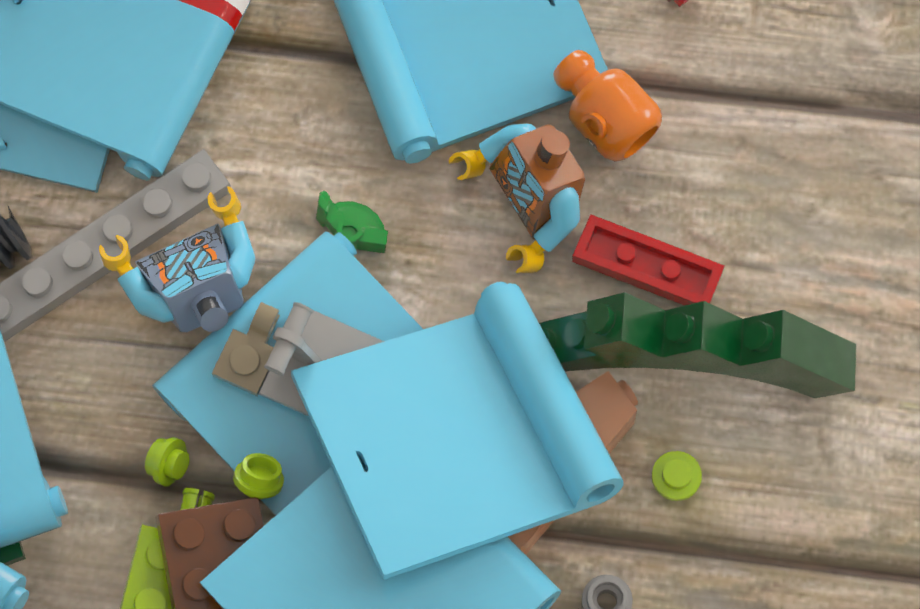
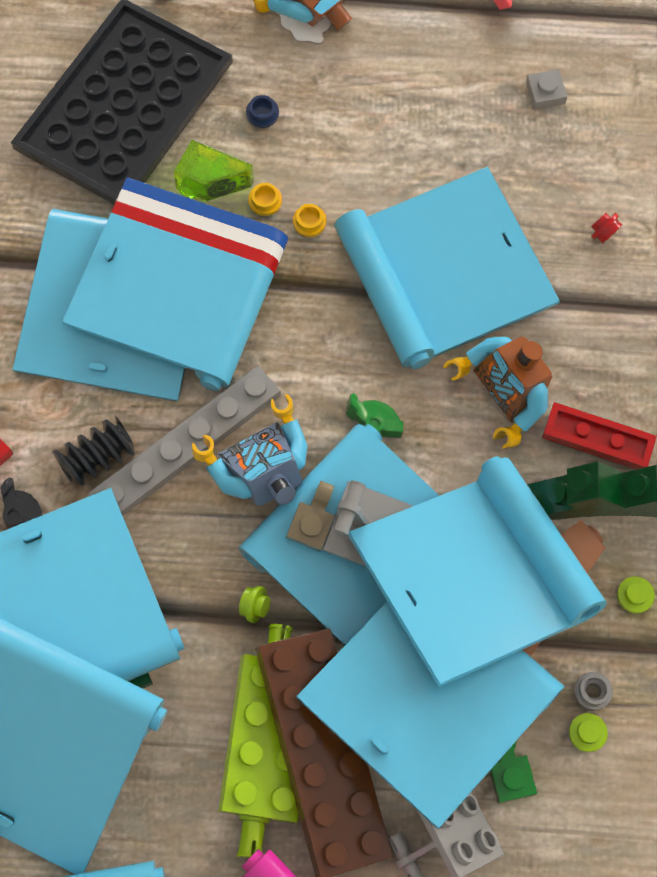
camera: 10 degrees left, 0 degrees up
(259, 476) = (328, 612): lime plate -> none
(608, 106) = (560, 321): orange piece -> none

